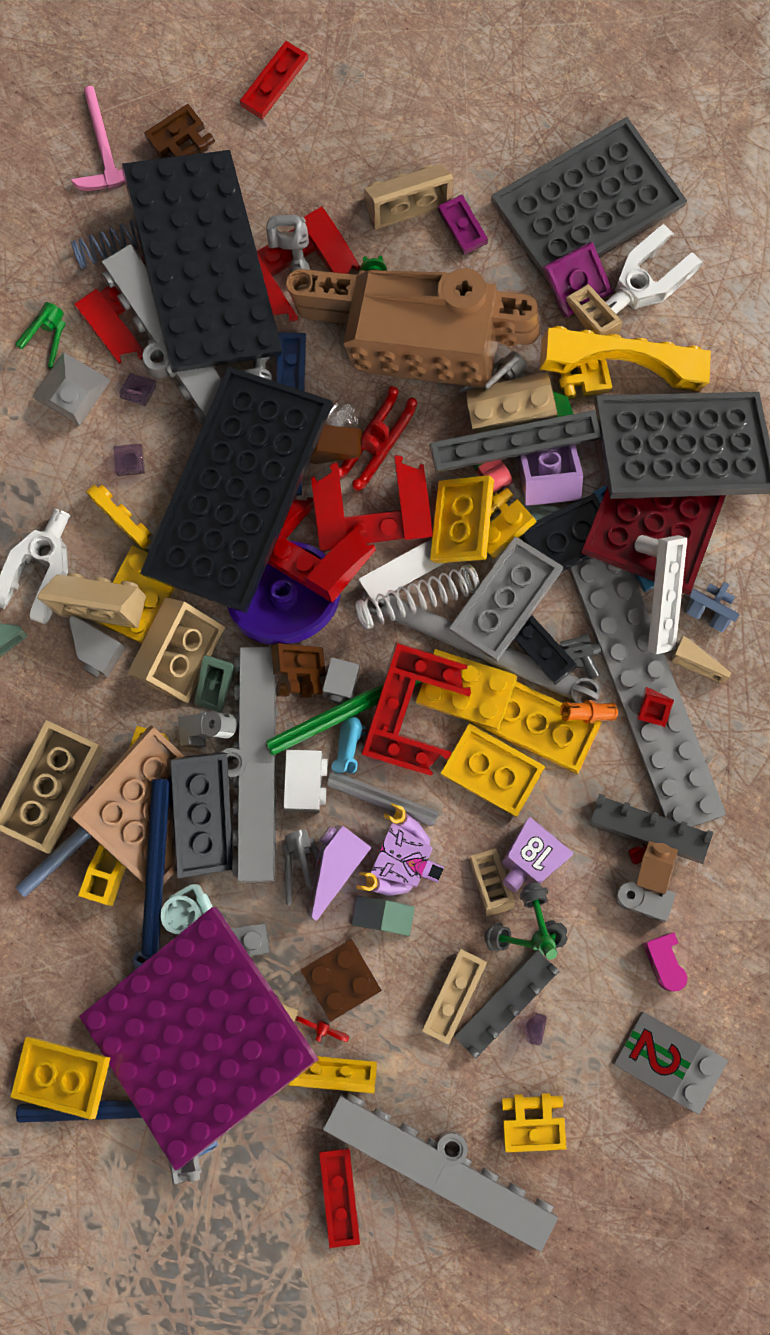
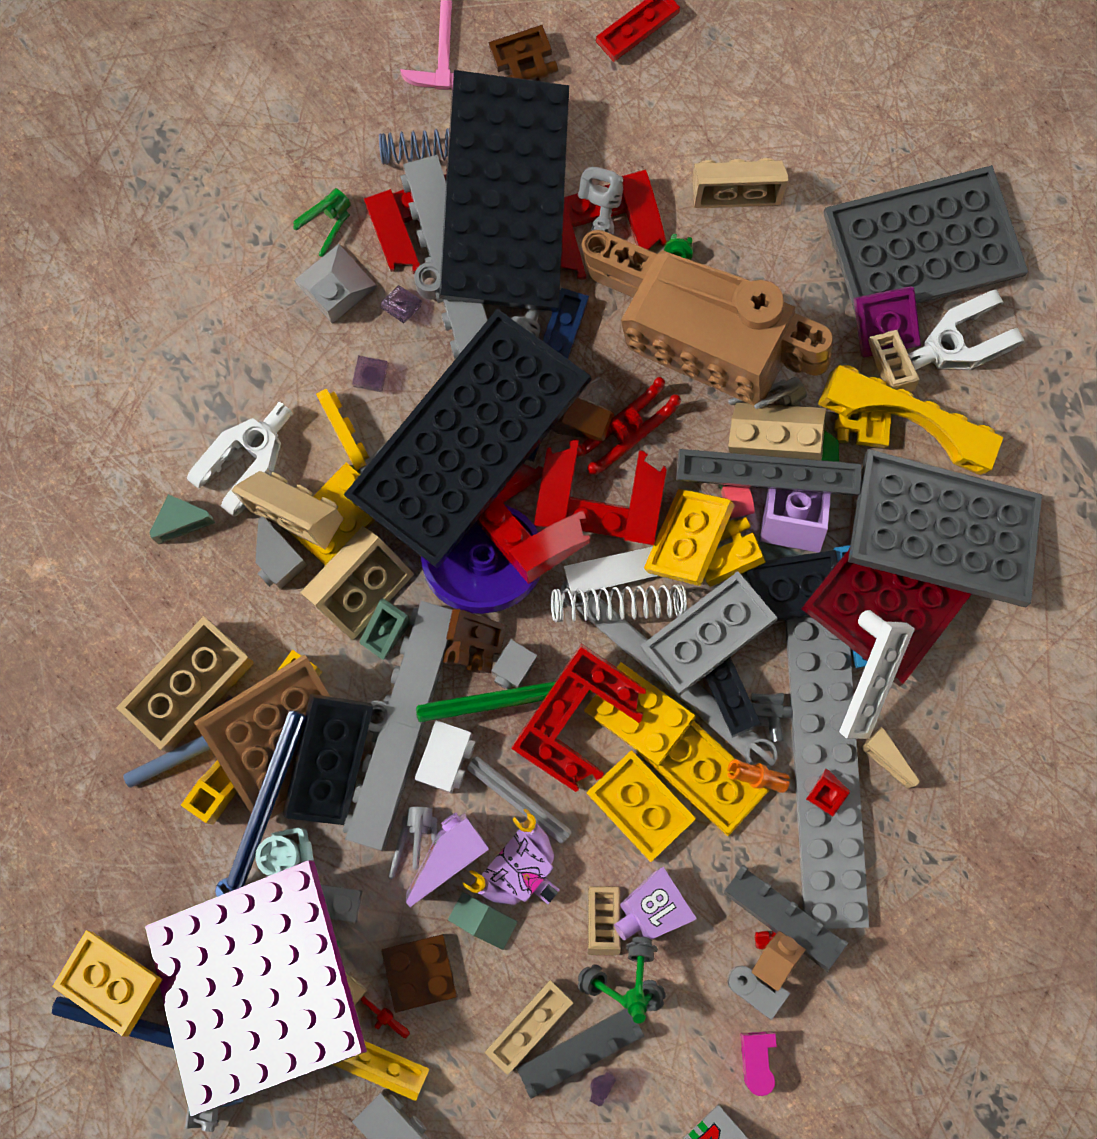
camera: 20 degrees right, 0 degrees up
(198, 727) = (353, 669): light grey leg -> none
(349, 735) = (505, 724): medium azure piece -> none
(462, 224) = (786, 229): magenta plate -> none
(723, 614) = (932, 715): sand blue hips -> none

